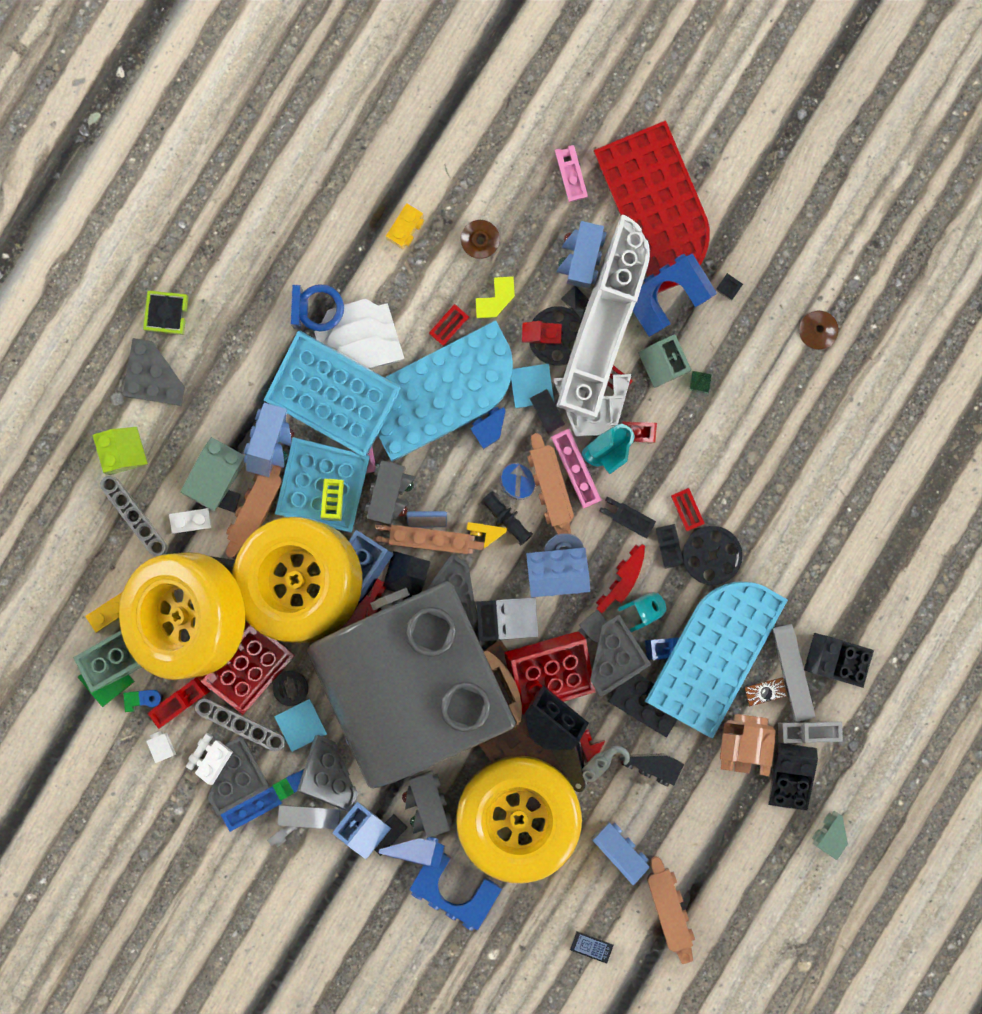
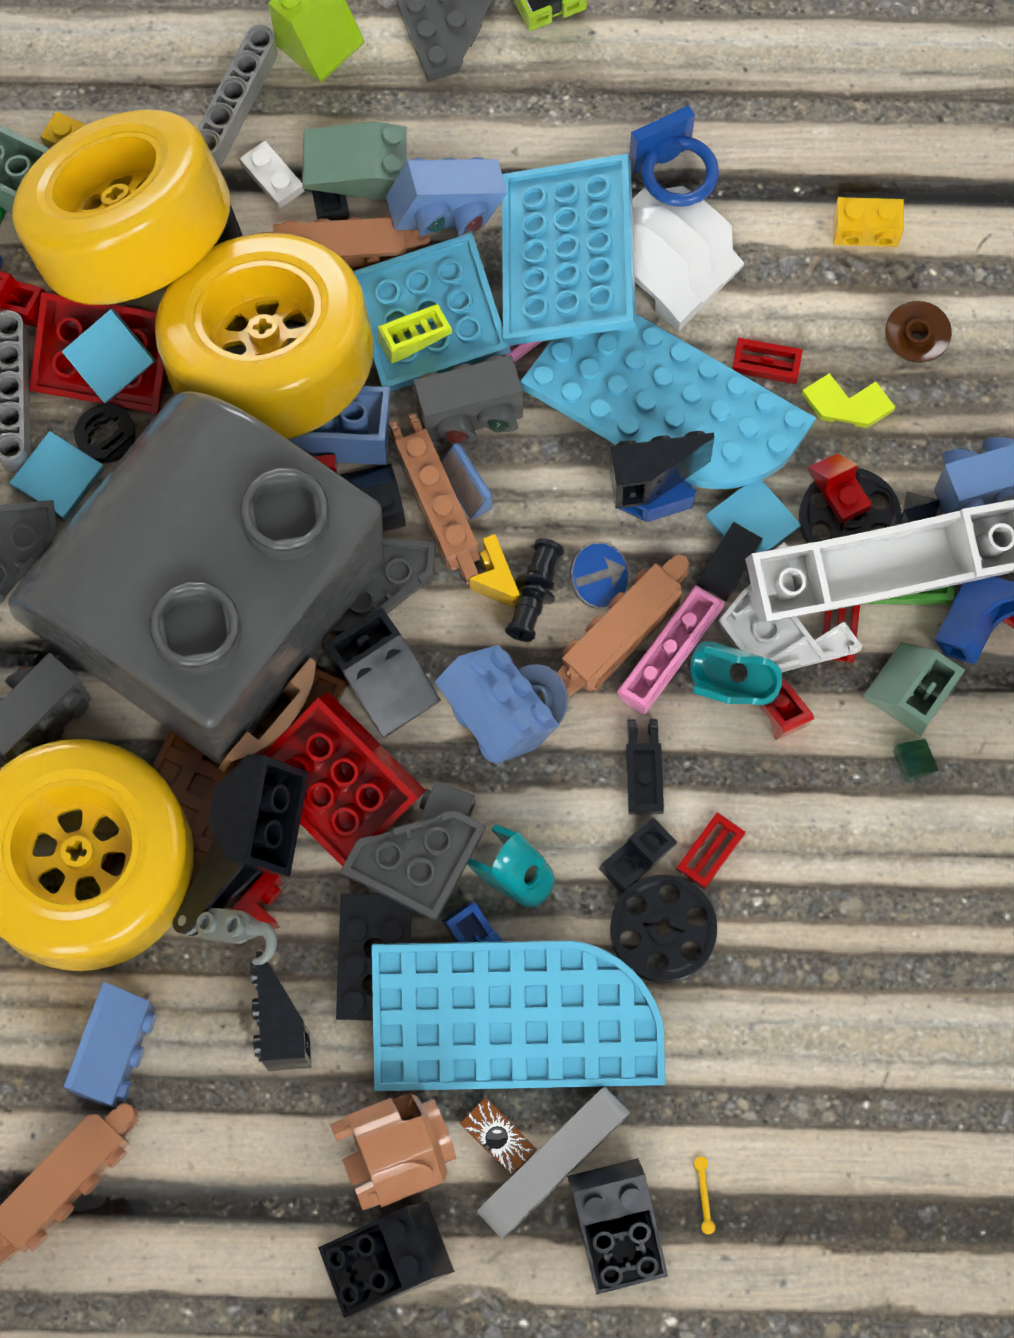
camera: 60 degrees right, 15 degrees down
(254, 665) = (109, 356): none -> medium azure tile
(485, 429) = (654, 467): none -> black slope
(628, 572) = (558, 817): red slope -> none
(809, 732) = (474, 1246): light grey slope -> none
(832, 604) = (700, 1165): none -> yellow hinge

